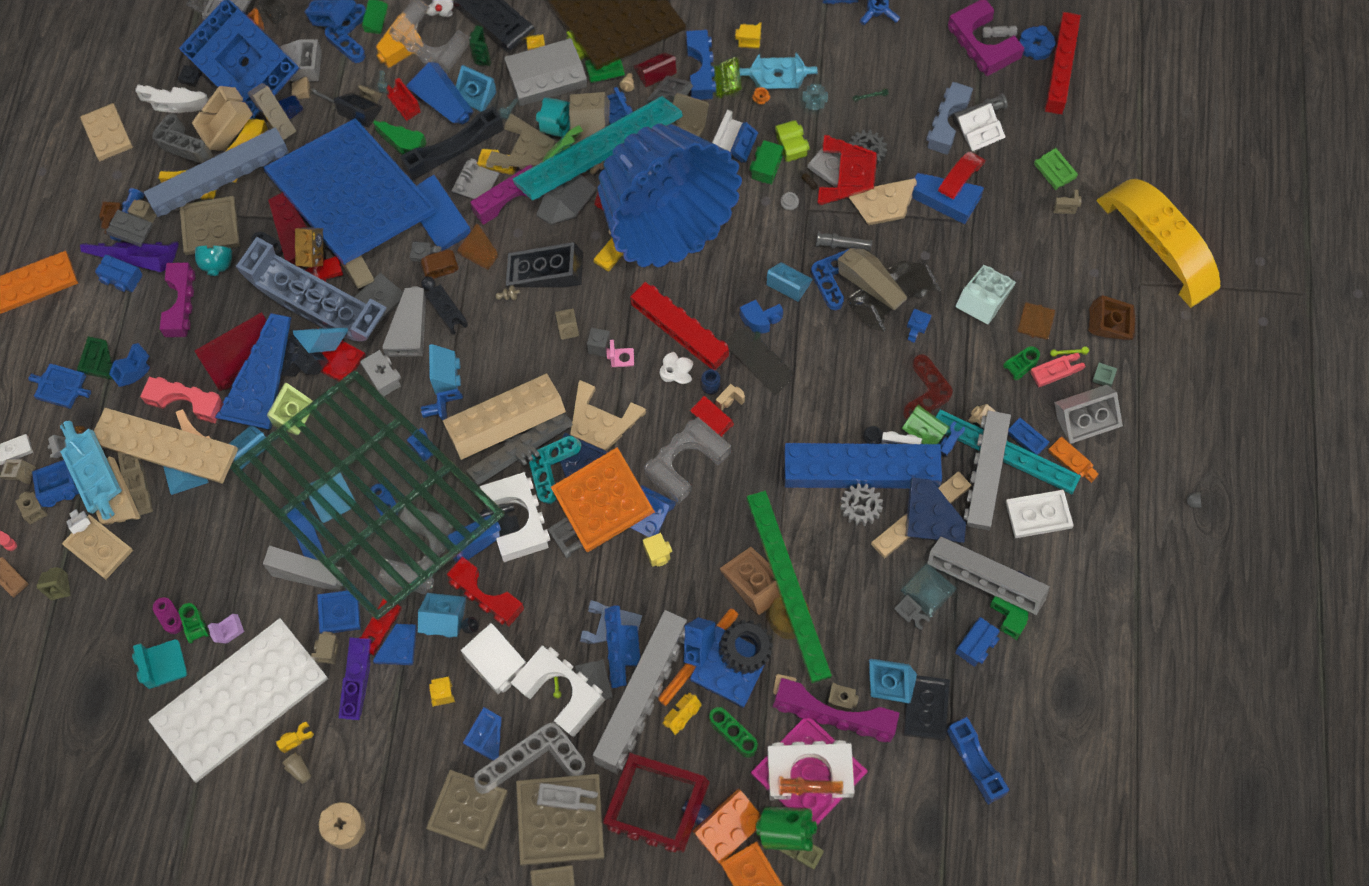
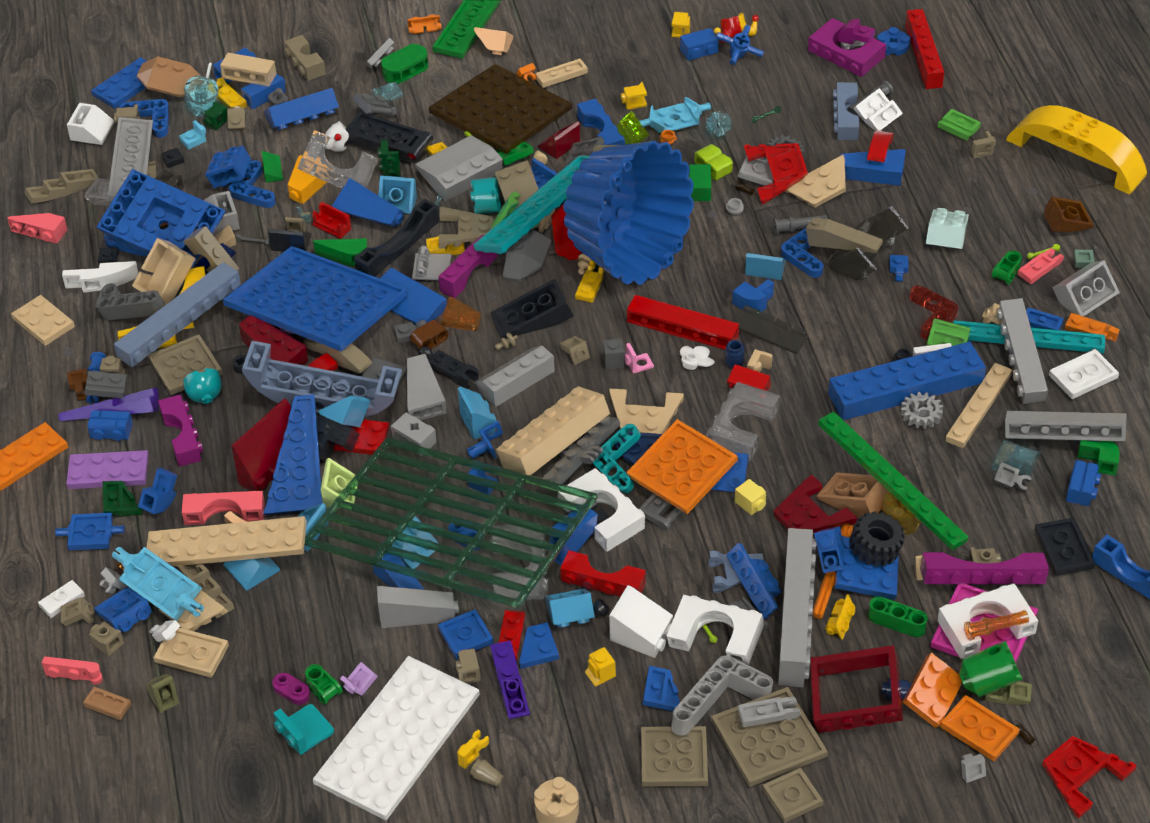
camera: 20 degrees left, 20 degrees down
(101, 321) = (93, 468): none -> medium lavender plate
(142, 23) = (40, 226): none -> coral slope
(309, 246) = (301, 343): pearl gold brick -> none
(499, 335) = (515, 375): none -> light grey slope
(696, 586) = (802, 513): none -> dark red wing
(891, 680) = (1022, 529): dark azure slope -> none
(932, 514) = (988, 396): dark blue plate -> none
(948, 443) = (978, 333): blue plate -> none
(999, 24) = (854, 31): none -> magenta brick
(1036, 321) = (1002, 237): clear orange piece -> none

